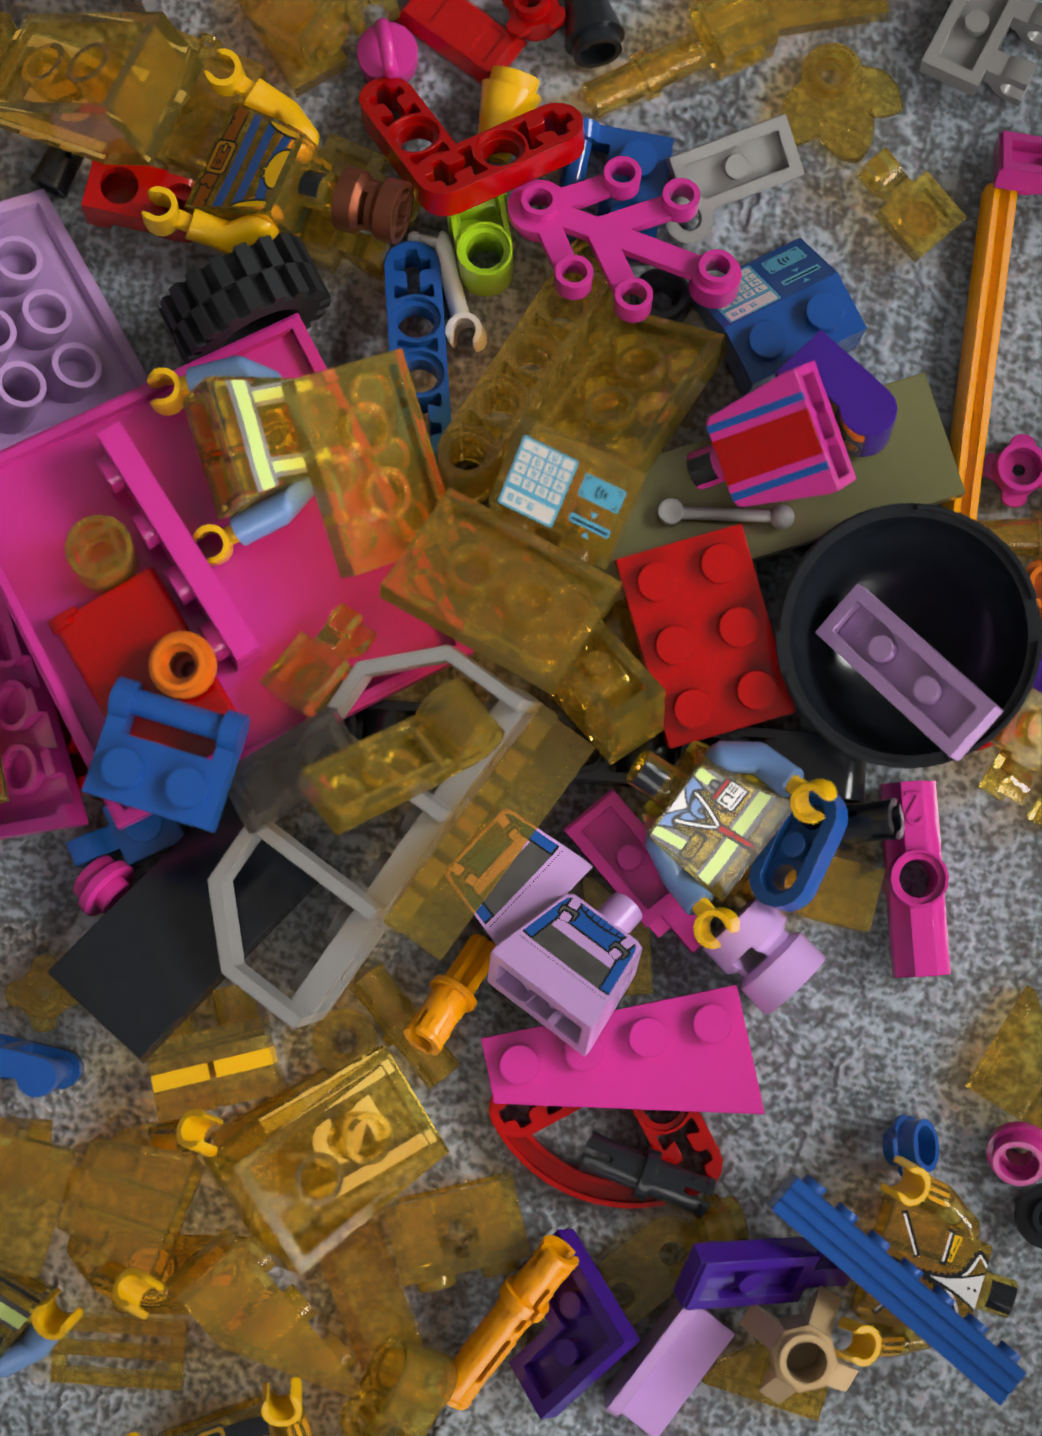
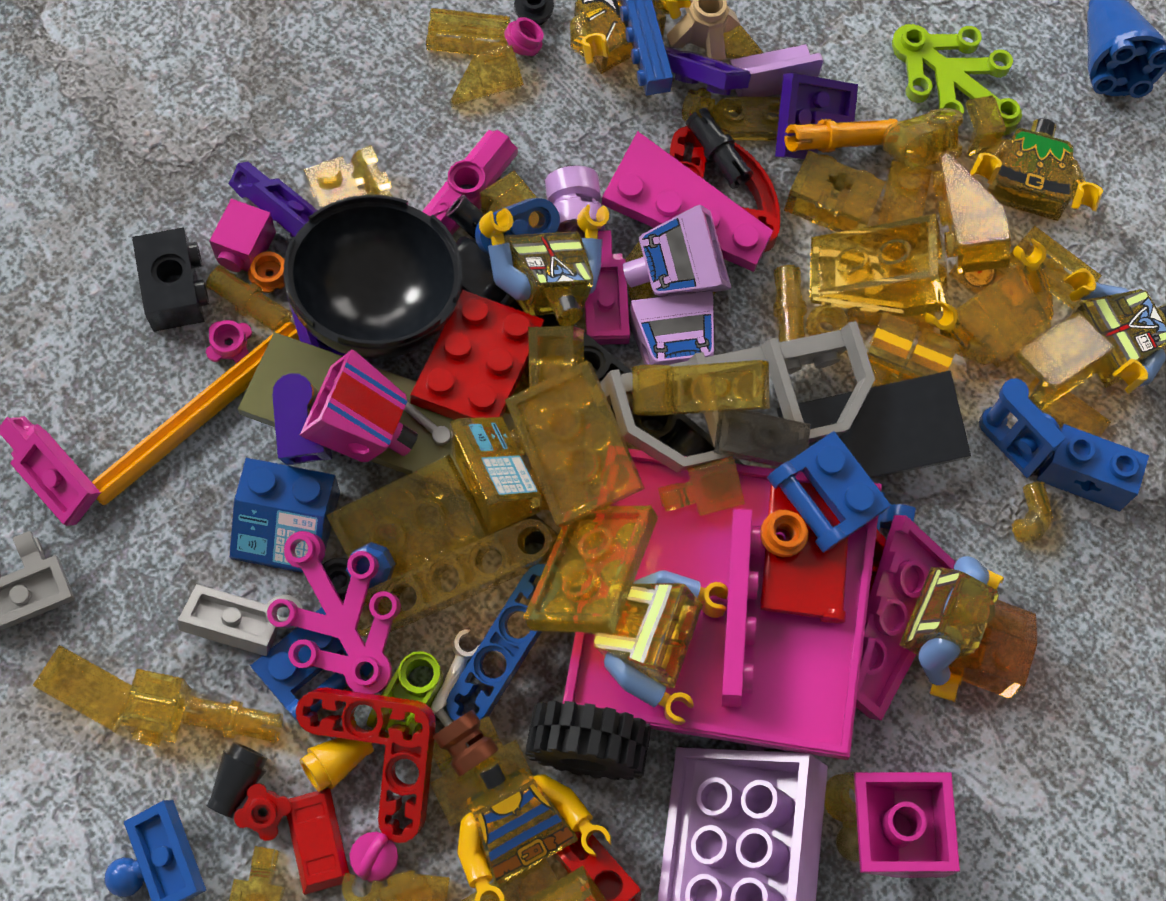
camera: 150 degrees left, 15 degrees down
(25, 994) = (989, 470): clear yellow plate -> none
(102, 884) = (906, 490): dark pink plate -> none
(108, 562) = (783, 641): clear yellow wheel -> none
(450, 996) = (753, 300): light orange axle -> none
(490, 833) = (678, 343): clear yellow fence -> none
(626, 335) = (385, 560): none -> blue tile
(840, 112) = (139, 609): clear yellow plate -> none
(909, 672) = (388, 261): lavender plate -> none
(913, 1140) = (574, 76): blue plate -> none
(917, 211) = (153, 515): clear yellow plate -> none

